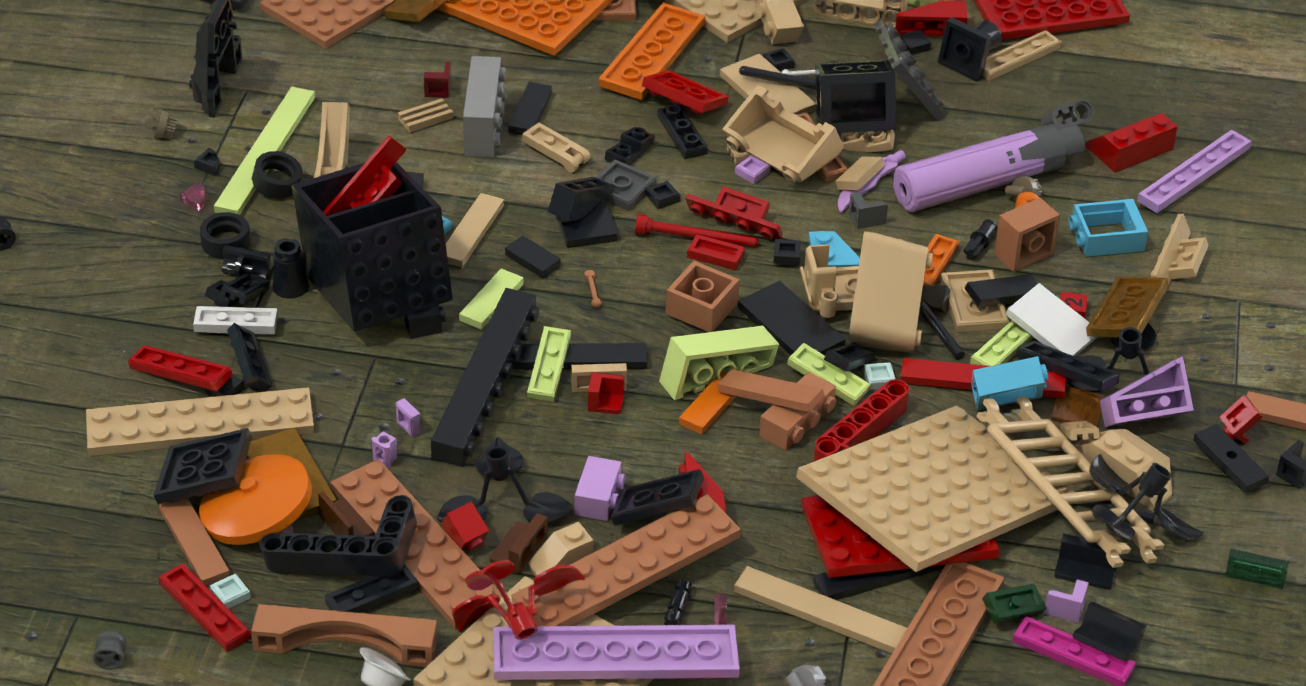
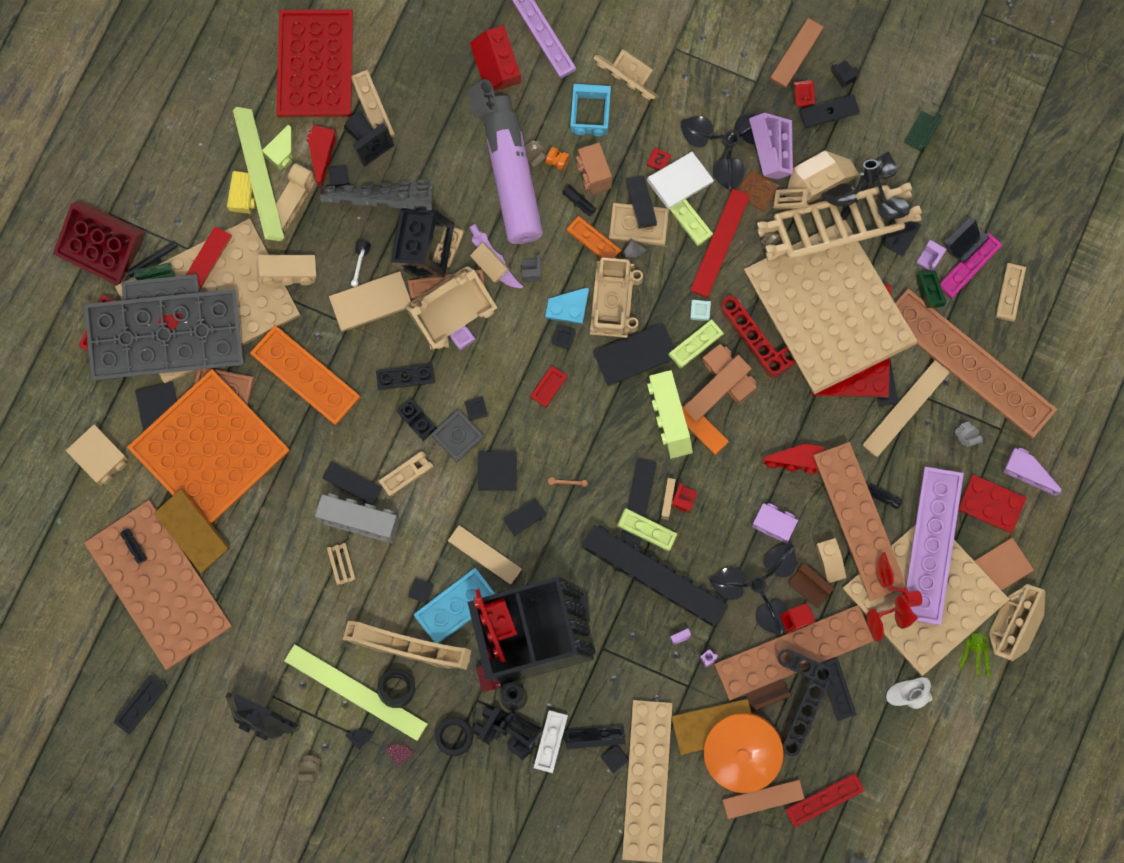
camera: 70 degrees left, 35 degrees up
(180, 367) = (595, 788): red tile -> none
(203, 466) = (708, 783): black plate -> none
(230, 591) = (814, 781): light aqua tile -> none
(286, 628) = (860, 750): nougat arch -> none
(438, 83) = (304, 546): dark red panel -> none
(482, 306) = (564, 555): yellowish green tile -> none
(578, 197) = (480, 469): black slope -> none
(646, 225) = (510, 430): red piece -> none
(657, 497) = (802, 487): black tile -> none
(685, 91) = (368, 363): red plate -> none
(702, 296) = (606, 408): nougat brick -> none
(719, 609) = (899, 472): clear pink tile -> none
(737, 208) = (512, 359): red bracket -> none
(777, 77) = (388, 245): black piece -> none
(780, 59) = (336, 283): black tile -> none
(849, 356) = (685, 325): black tile -> none
(888, 293) = (648, 282): tan windscreen -> none
(941, 331) = (664, 256): black bar -> none
(1009, 381) = (748, 230): medium azure window -> none
(1069, 365) = (728, 185): black tile -> none
(1126, 305) = (679, 126): pearl gold tile -> none

